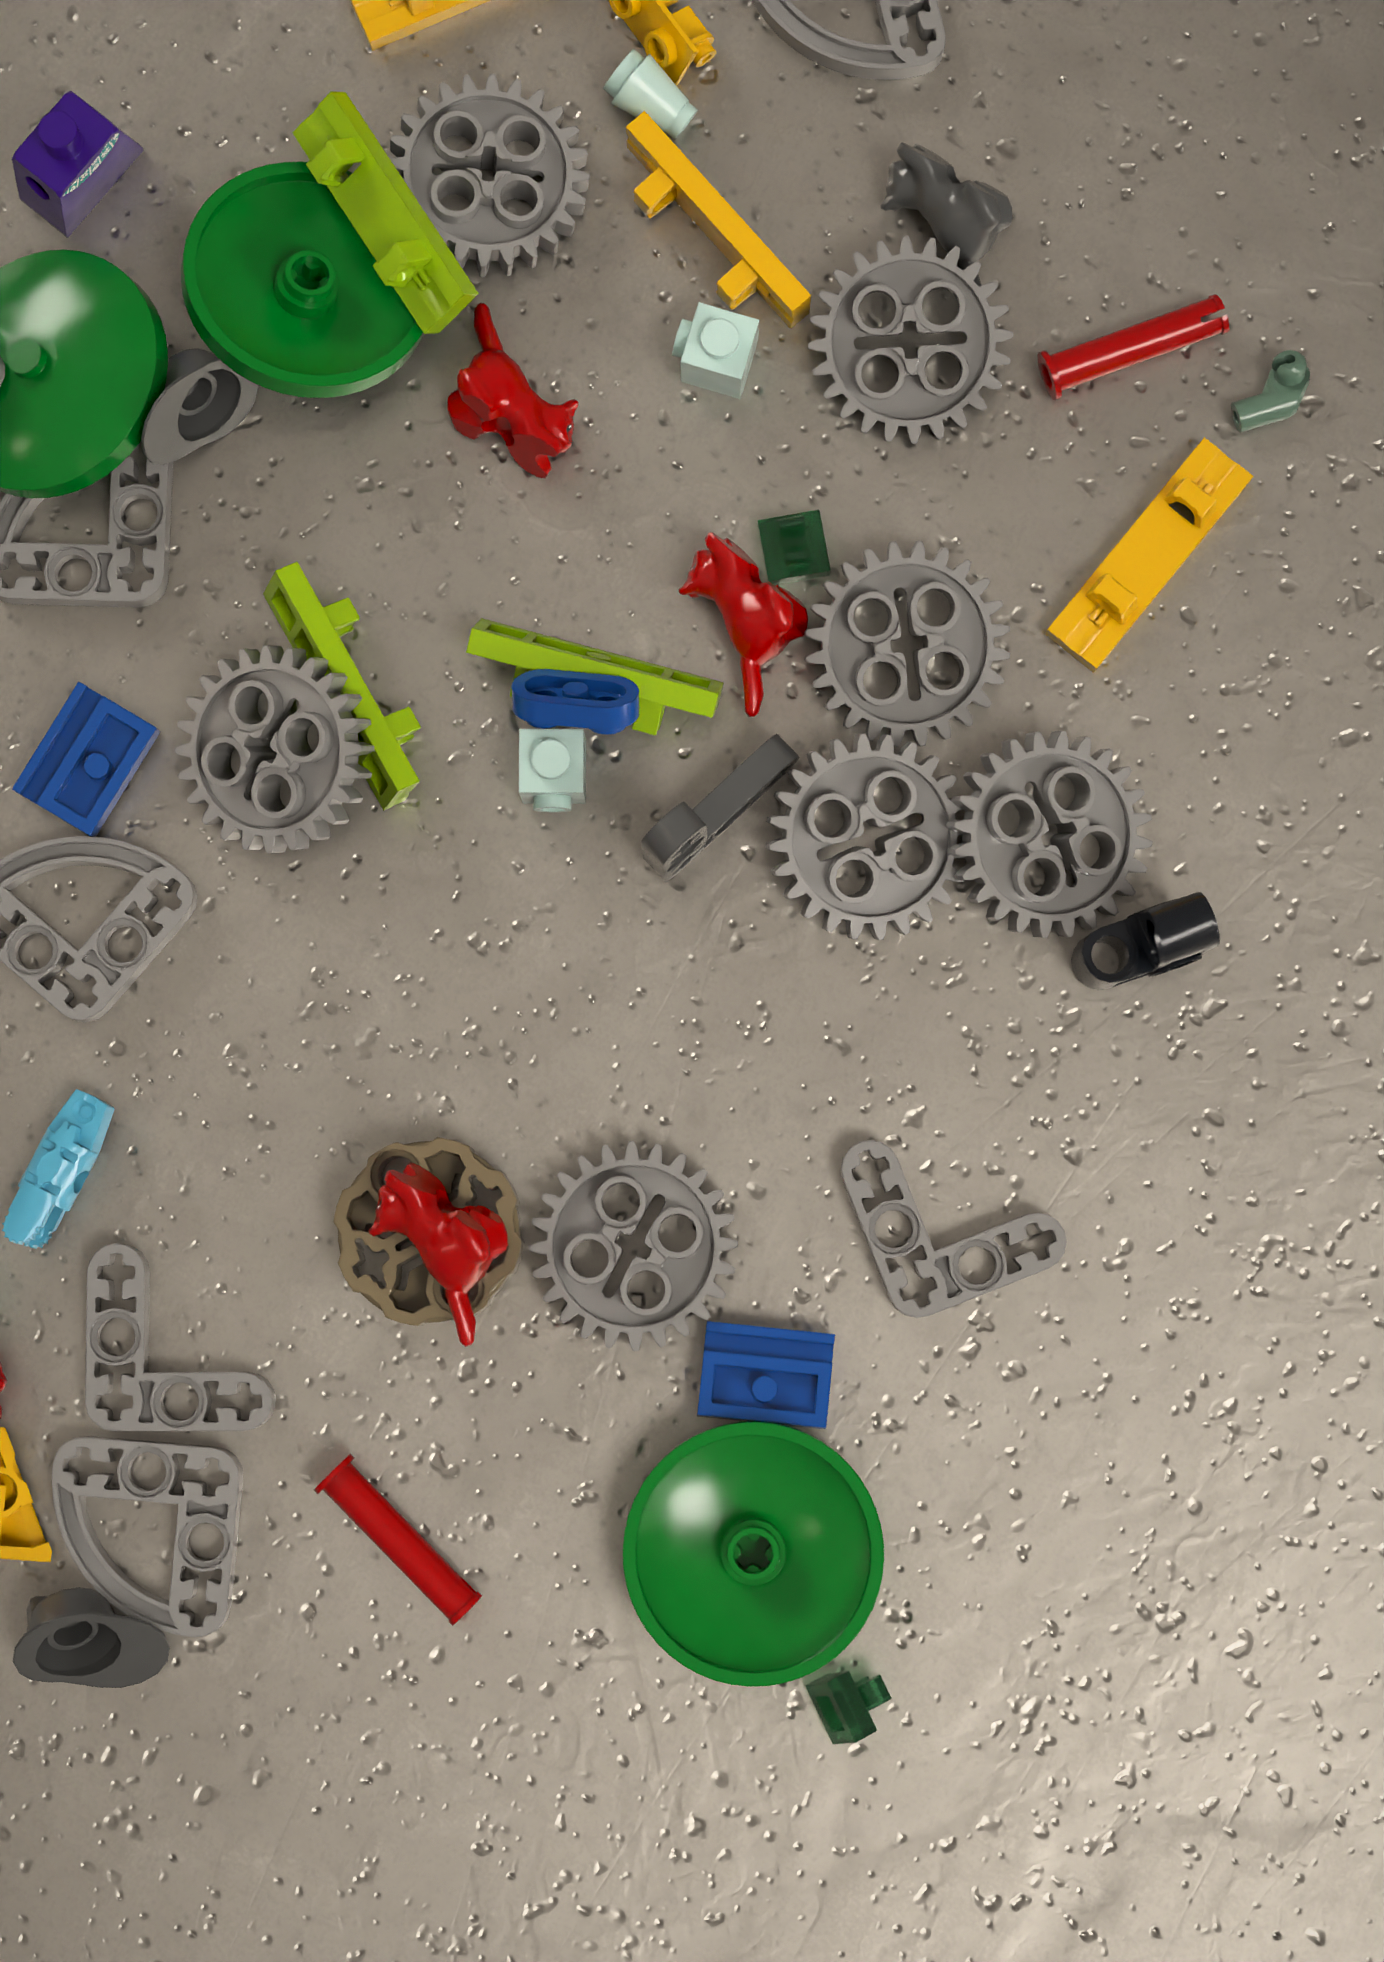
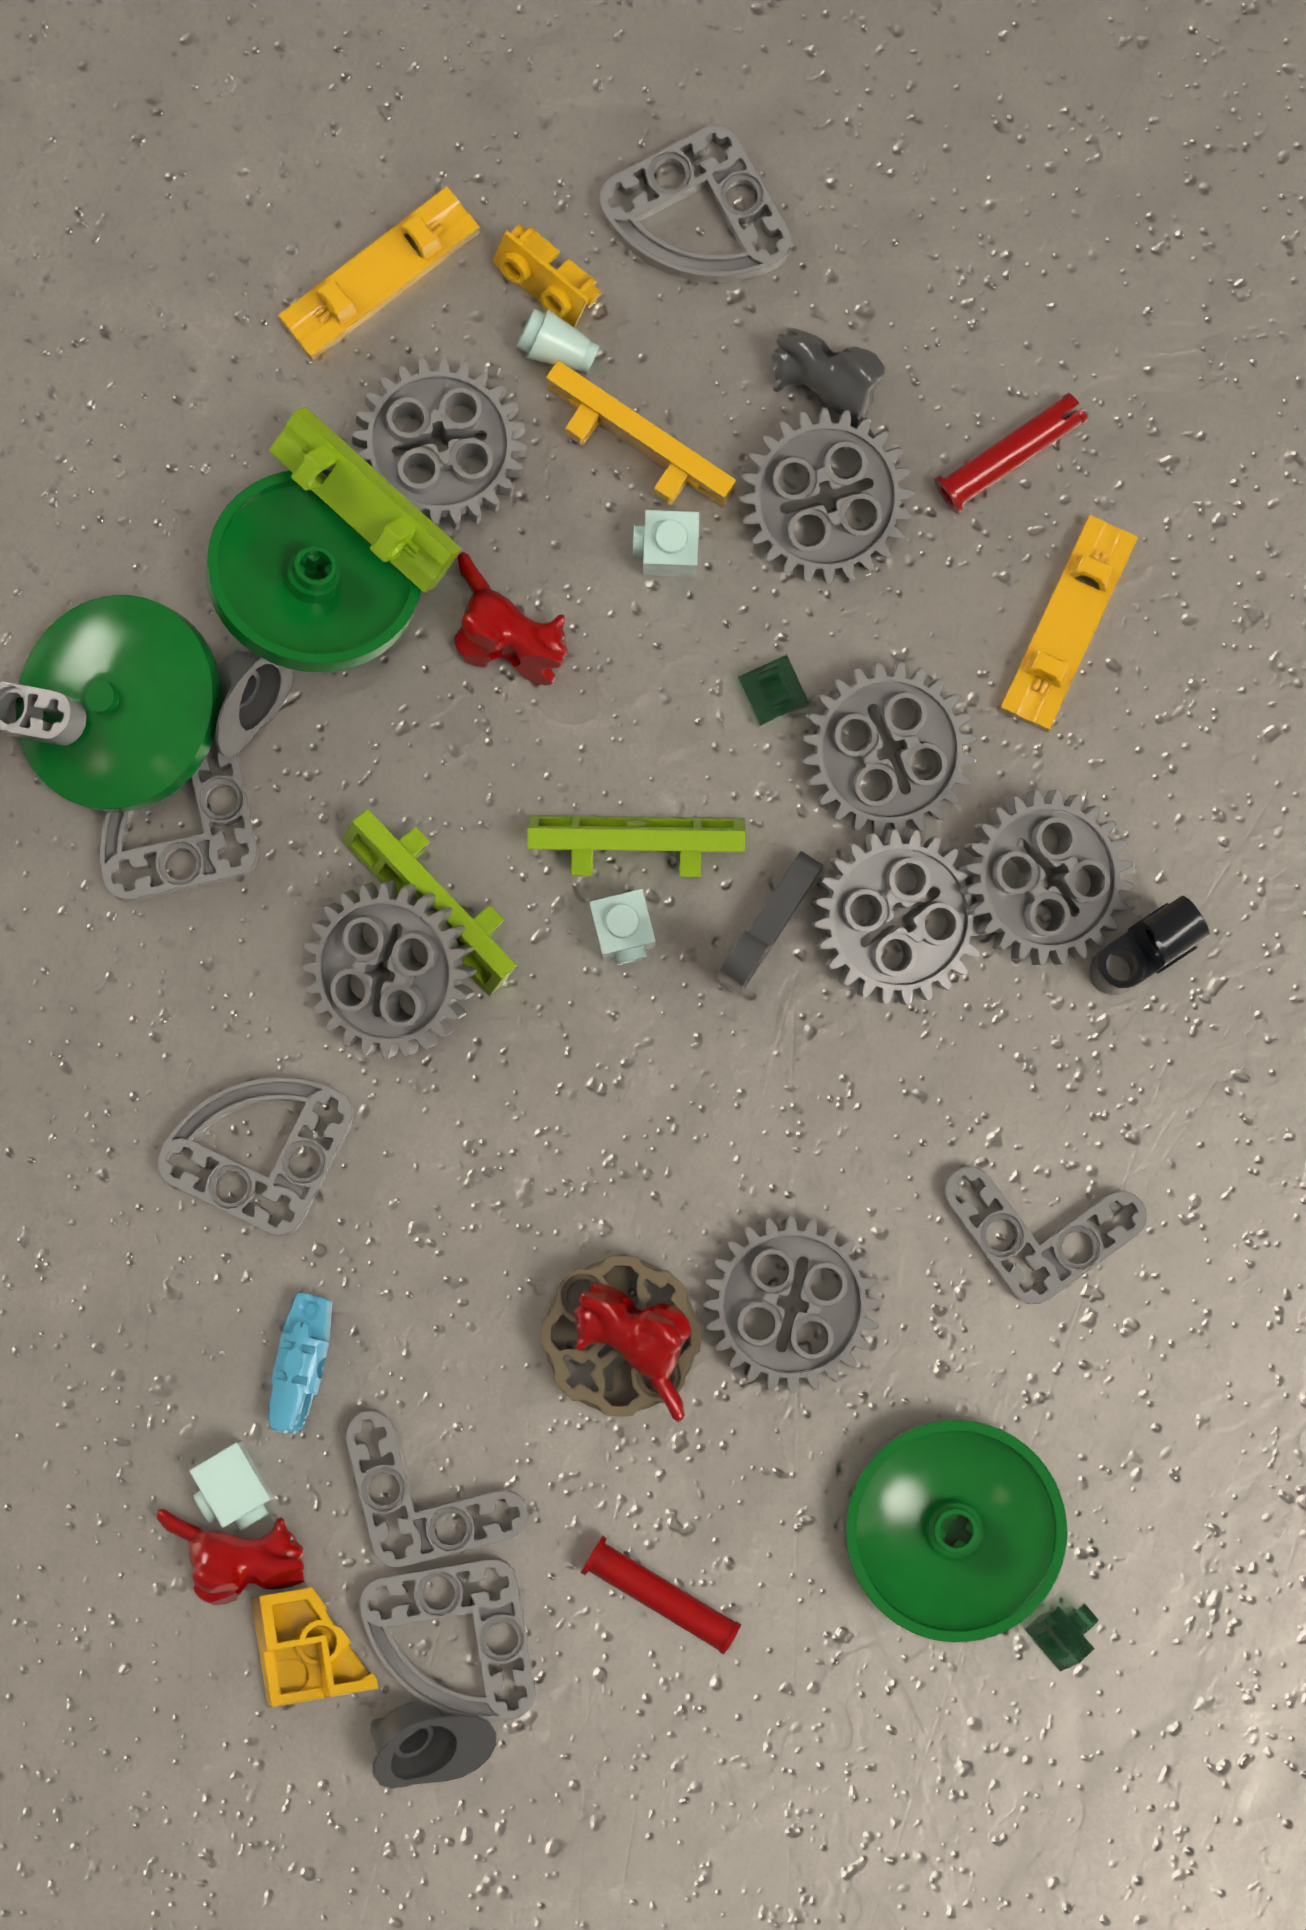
camera: 20 degrees left, 0 degrees up
(74, 159) = (90, 521): dark purple torso -> none
(86, 760) = (232, 1017): blue plate -> none
(575, 700) = (629, 866): blue plate -> none
(756, 614) = (758, 756): red animal -> none
(766, 1375) = (927, 1382): blue plate -> none
(1280, 395) = (1143, 463): sand green arm -> none

